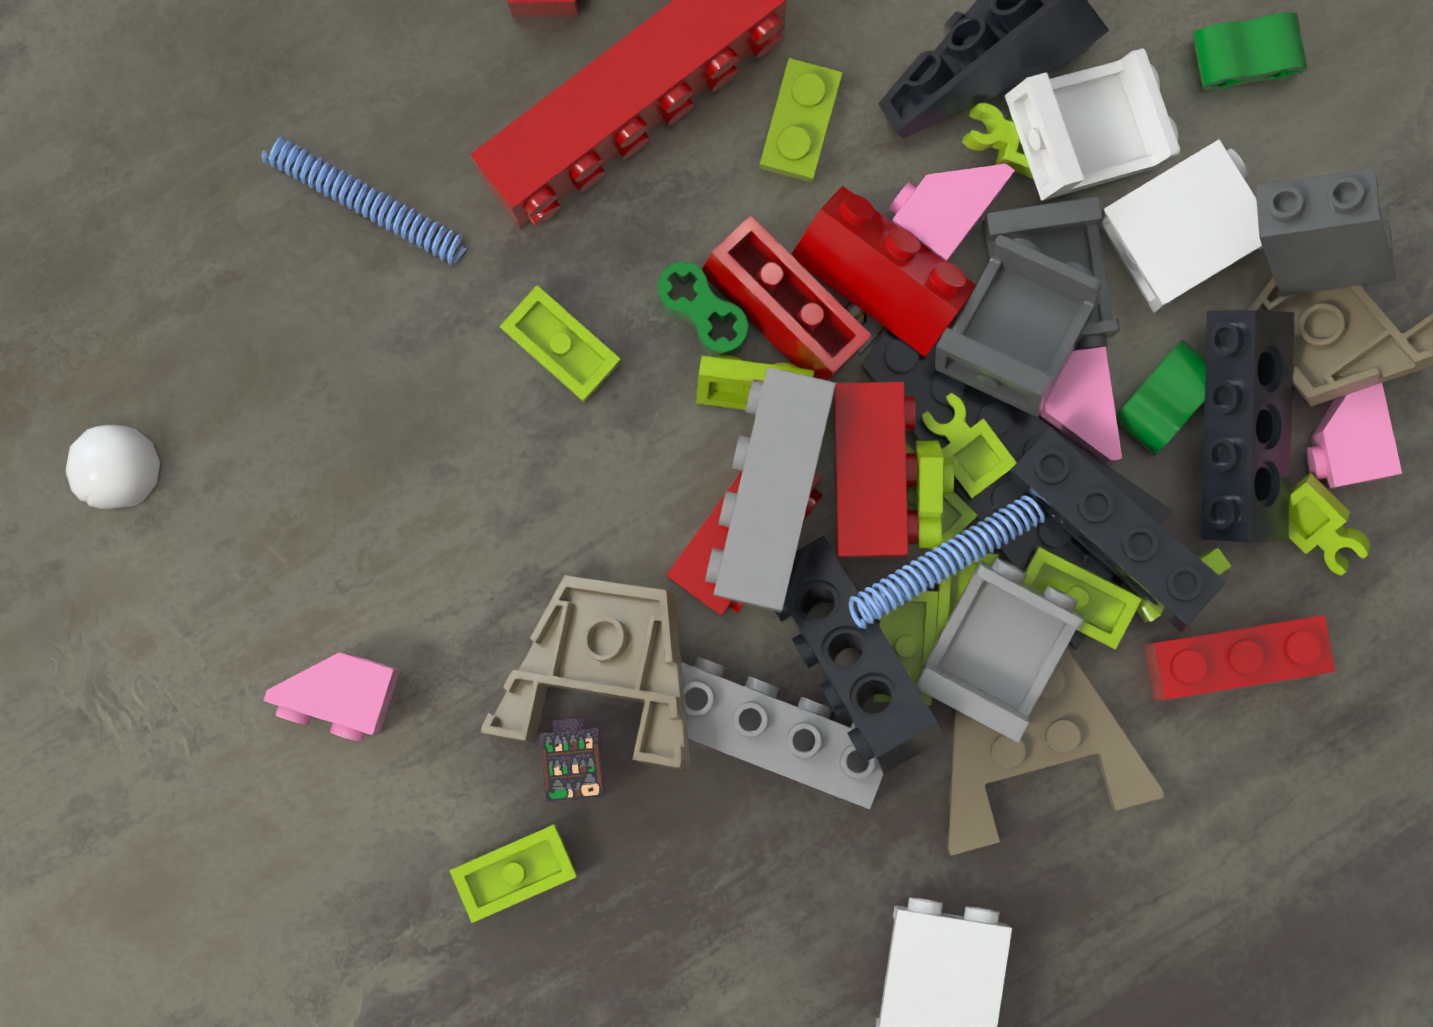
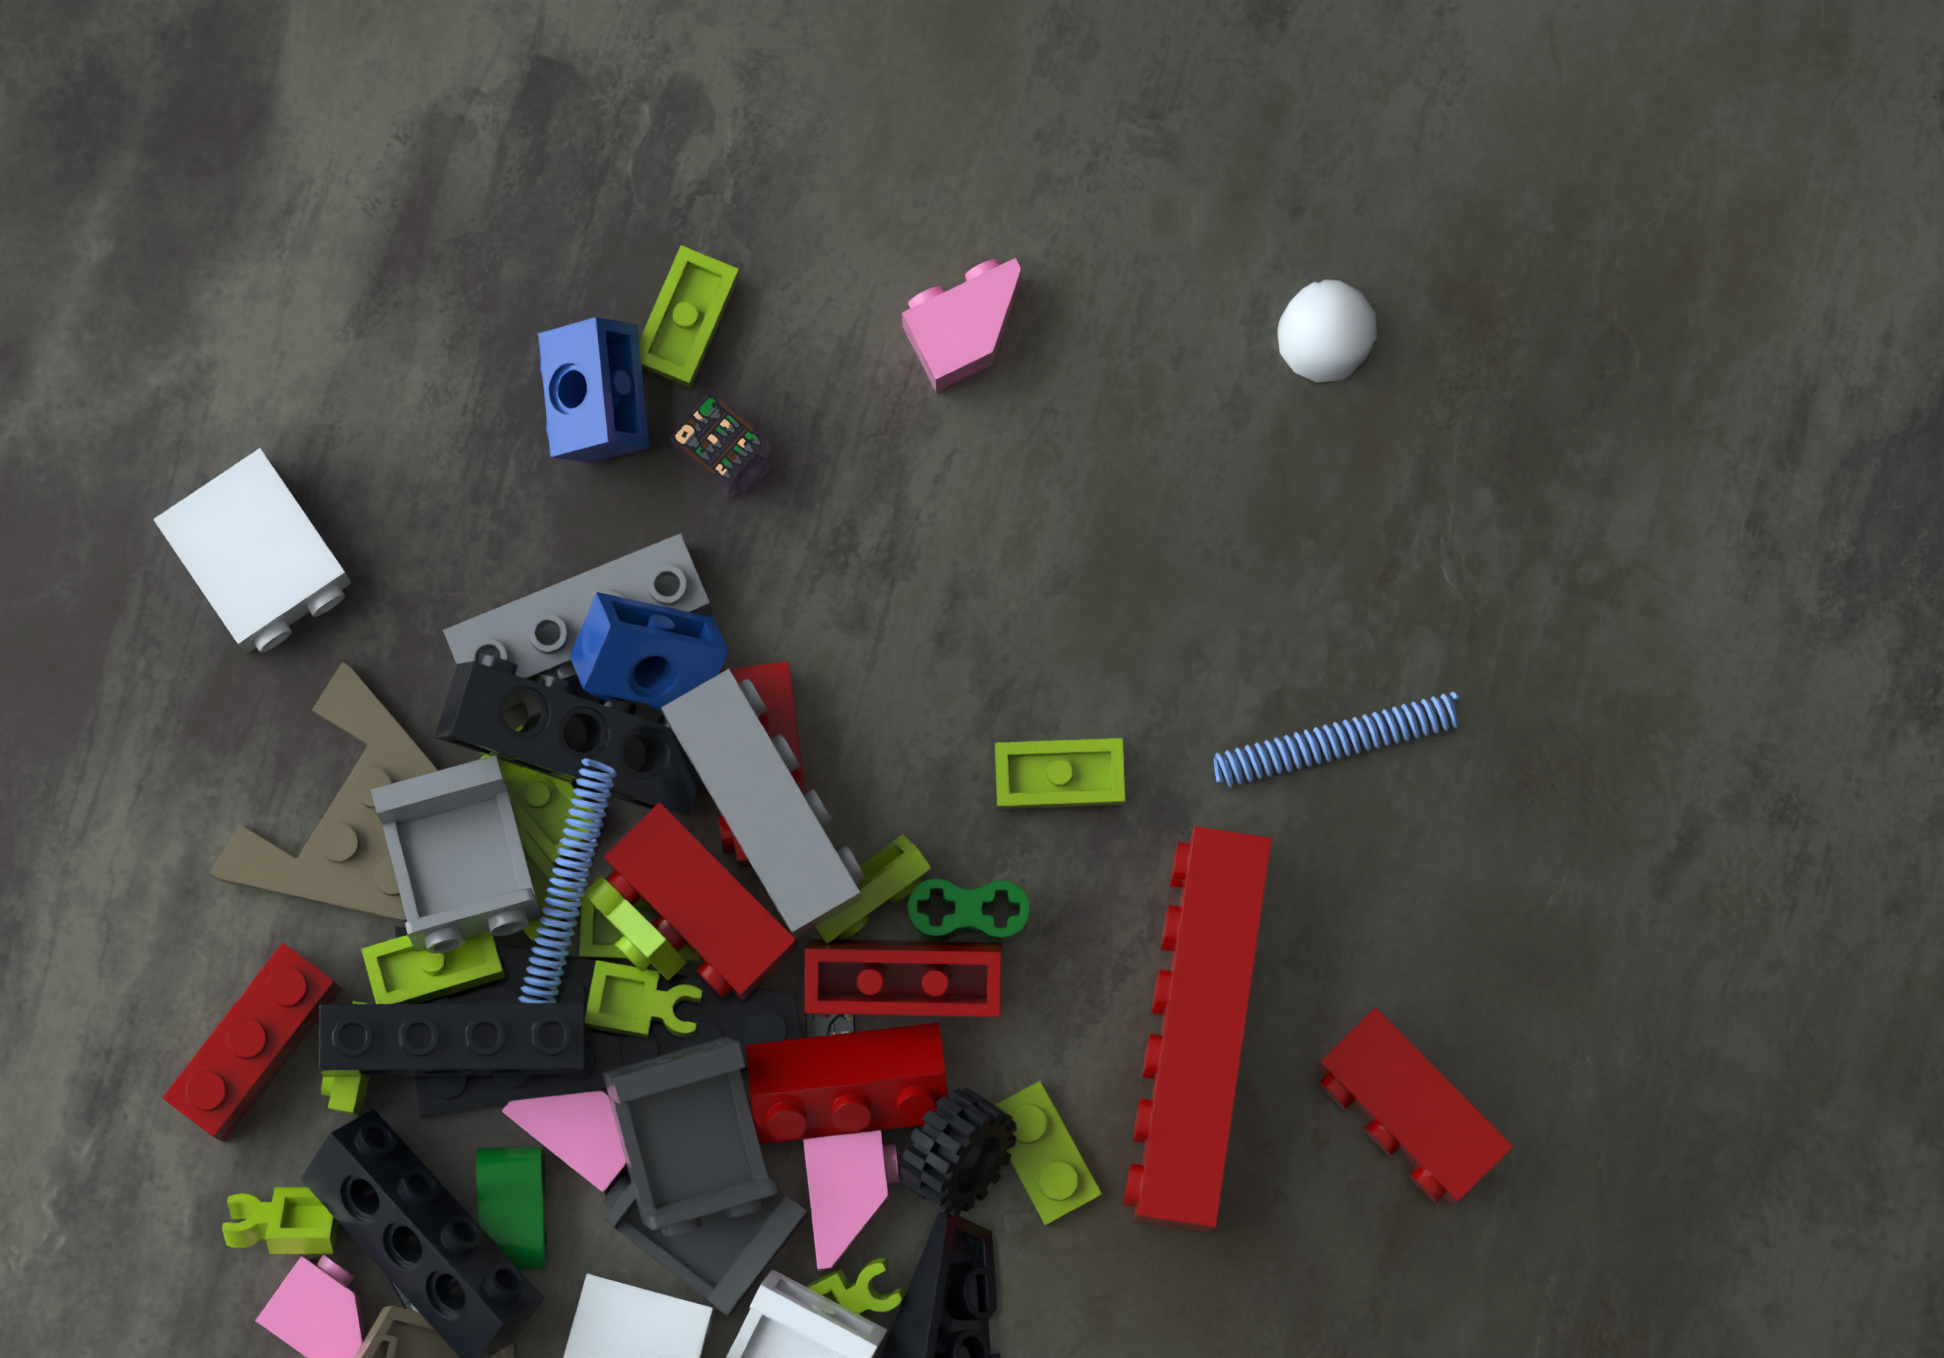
camera: 130 degrees right, 5 degrees down
(607, 644) = (780, 565): dark tan wing -> none
(621, 878) = (593, 390): none -> blue brick
(752, 664) = (625, 631): none -> blue brick
(856, 159) = (958, 1151): none -> black tyre

